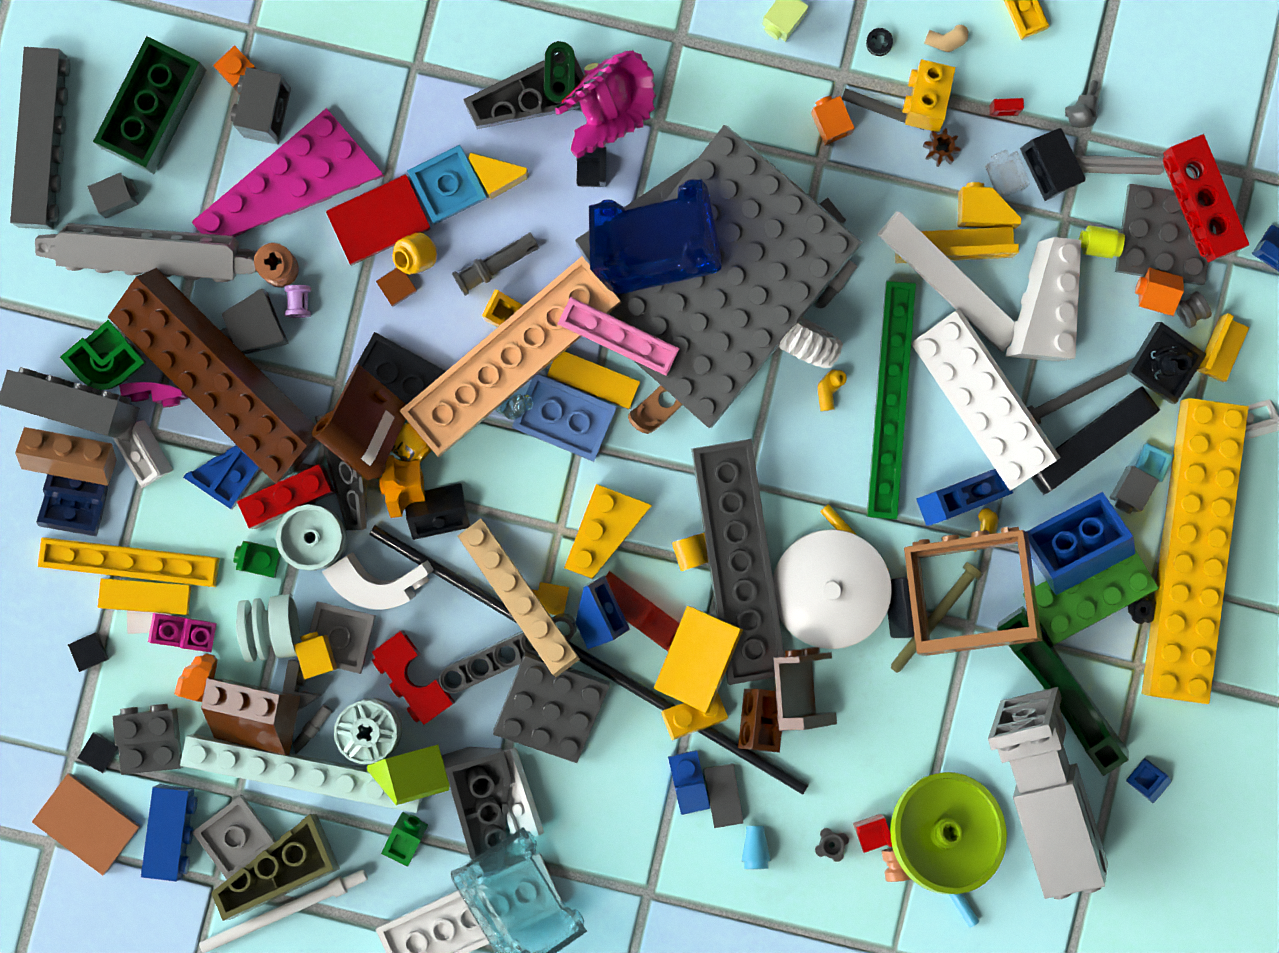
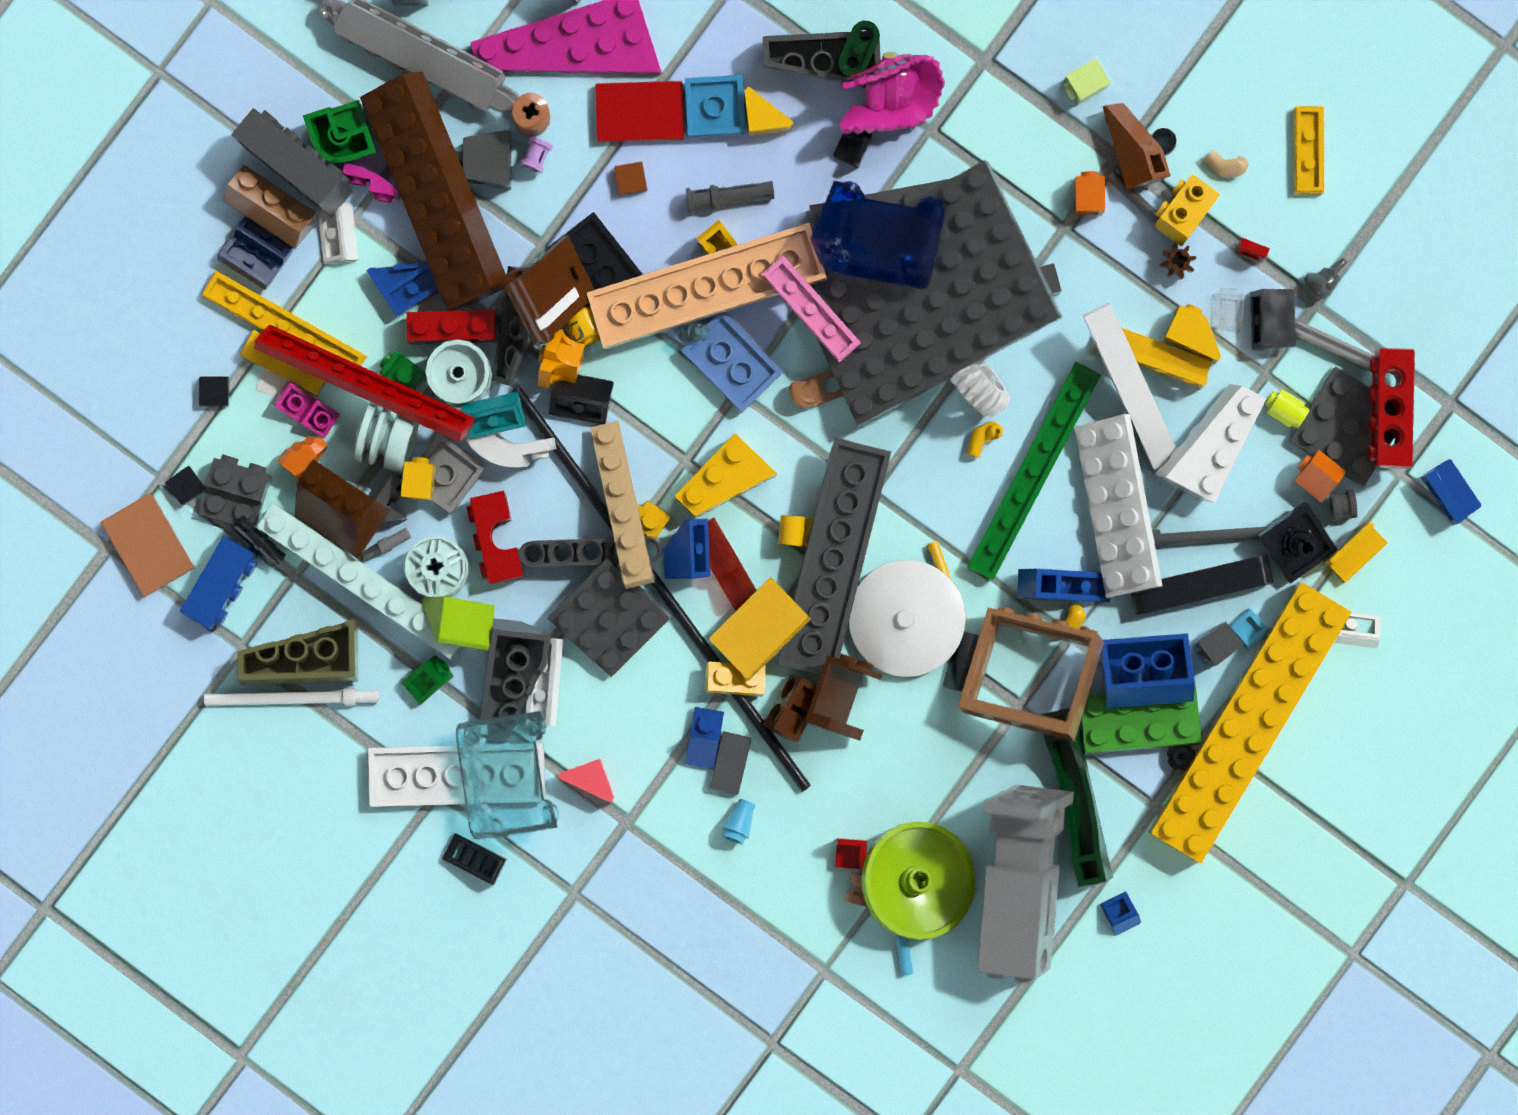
camera: 25 degrees right, 0 degrees up
(188, 777) = (258, 541): none -> black pin
(225, 586) = (364, 383): none -> red plate
(234, 836) = (276, 611): light grey plate -> none
(360, 564) = (495, 415): none -> teal slope
(414, 253) = (659, 156): yellow head -> none
(594, 379) = (773, 338): yellow tile -> none
(598, 868) = (590, 778): none -> coral slope
(836, 284) = (1029, 345): piece -> none
(836, 852) = (801, 848): dark grey plate -> none
(861, 61) = (1137, 151): none -> dark orange slope
(938, 613) = (996, 681): olive bar -> none

